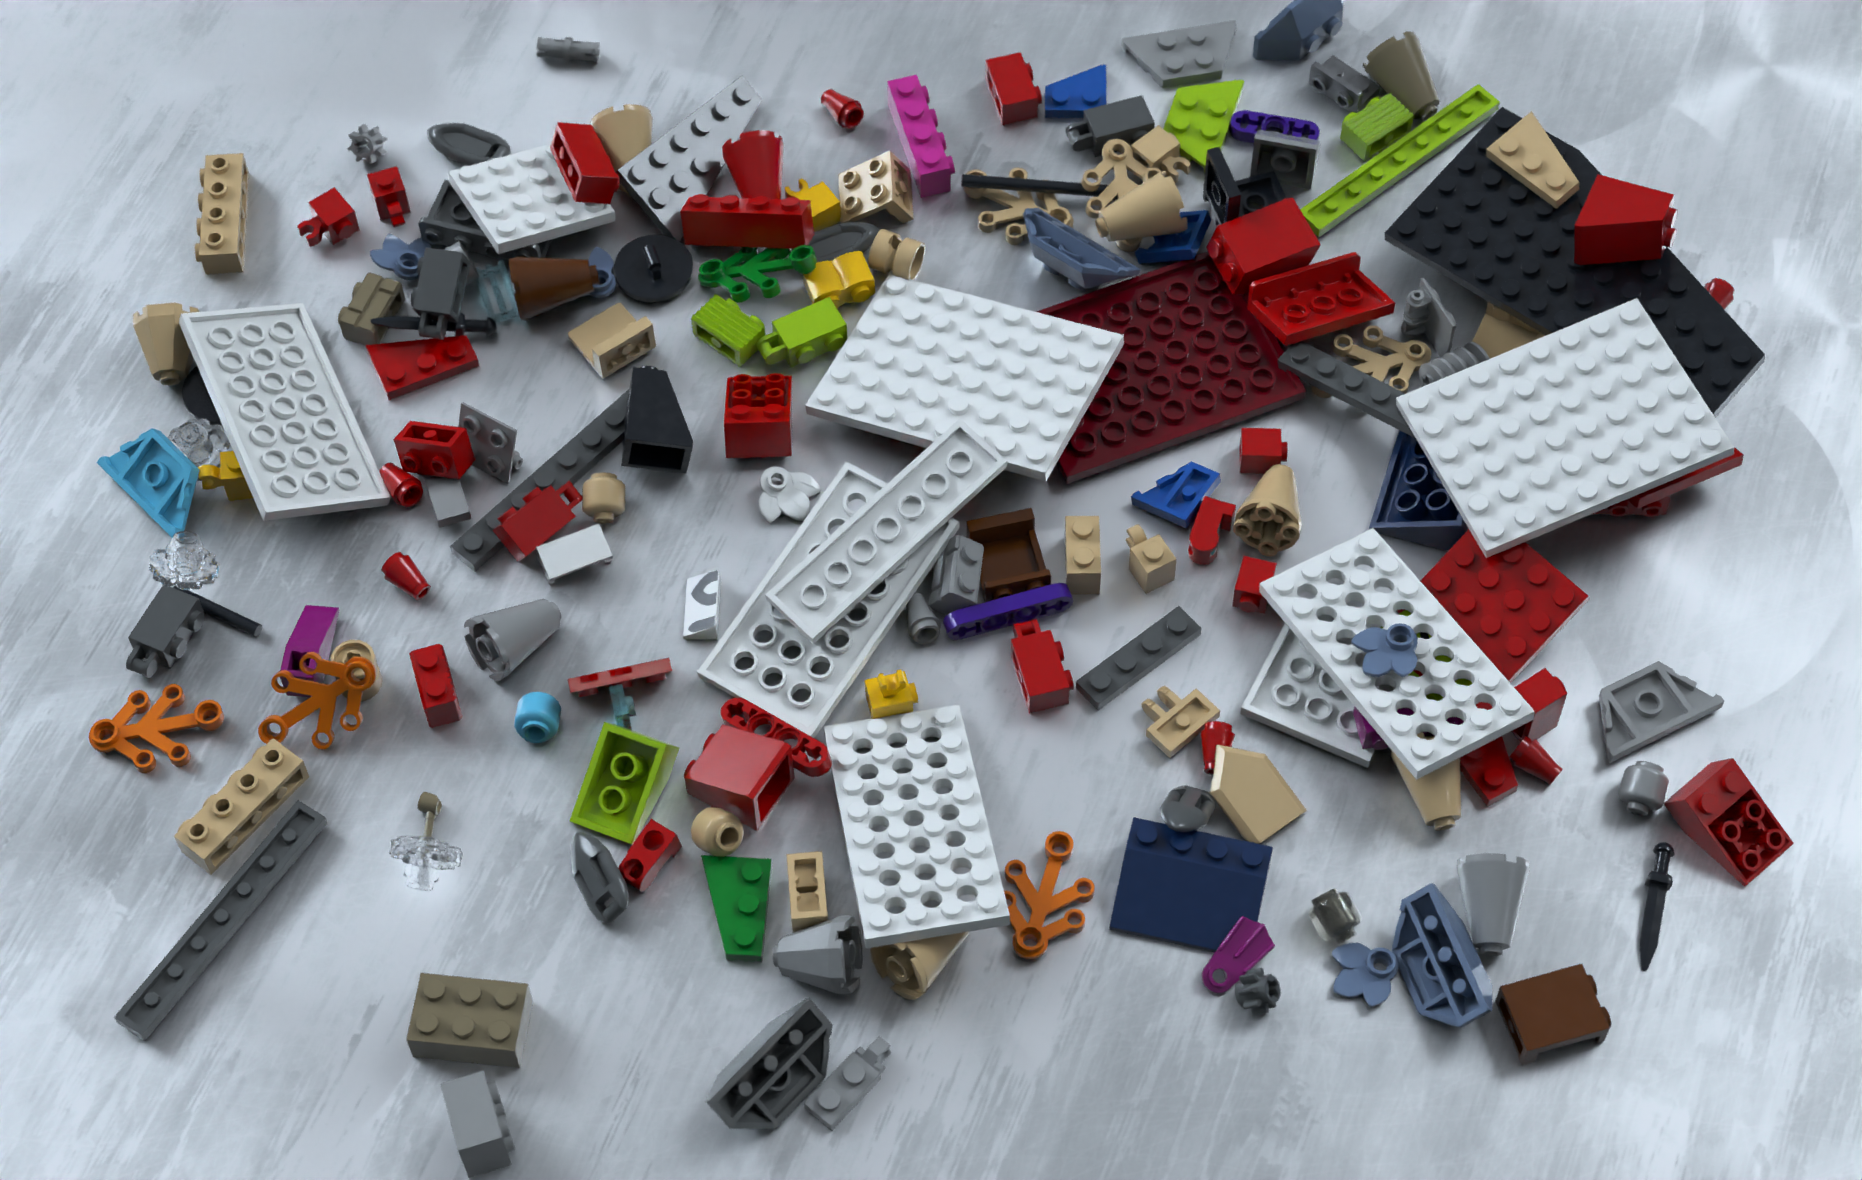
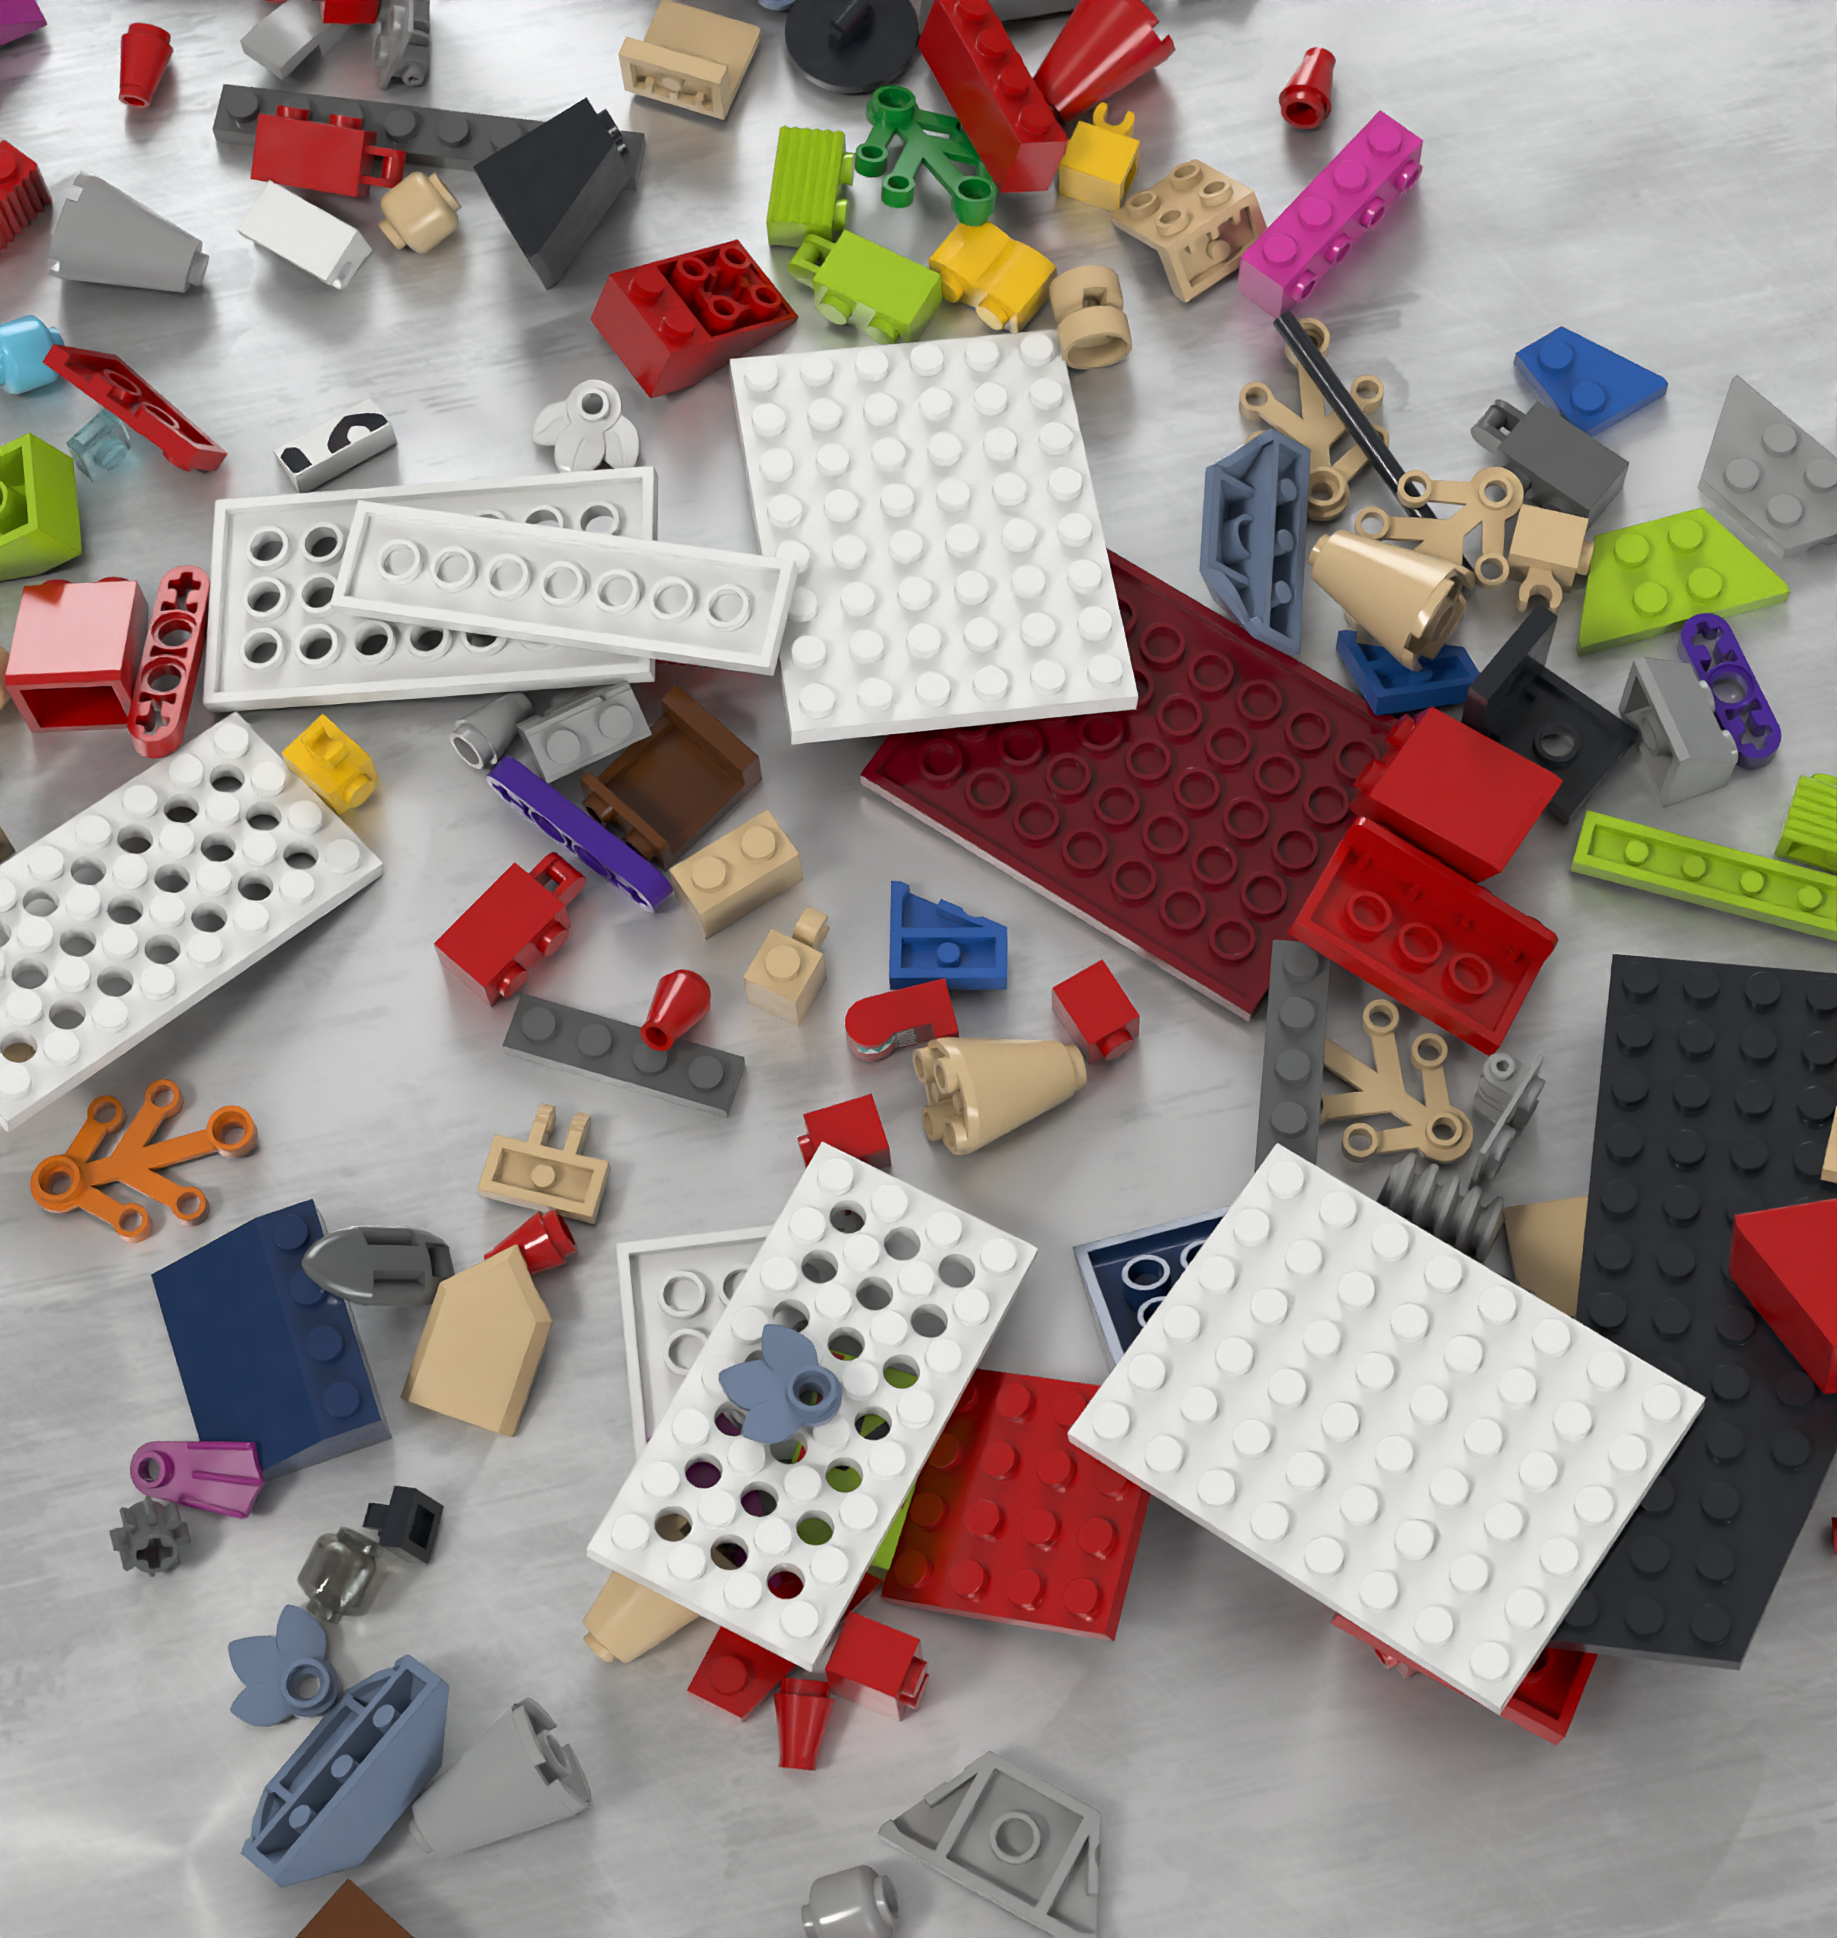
camera: 60 degrees right, 10 degrees up
(842, 239) = (1062, 230): dark grey piece -> none
(1012, 88) = (1519, 284): red brick -> none
(1135, 617) = (676, 1007): none -> red cone
(1325, 876) = (406, 1524): none -> black tile

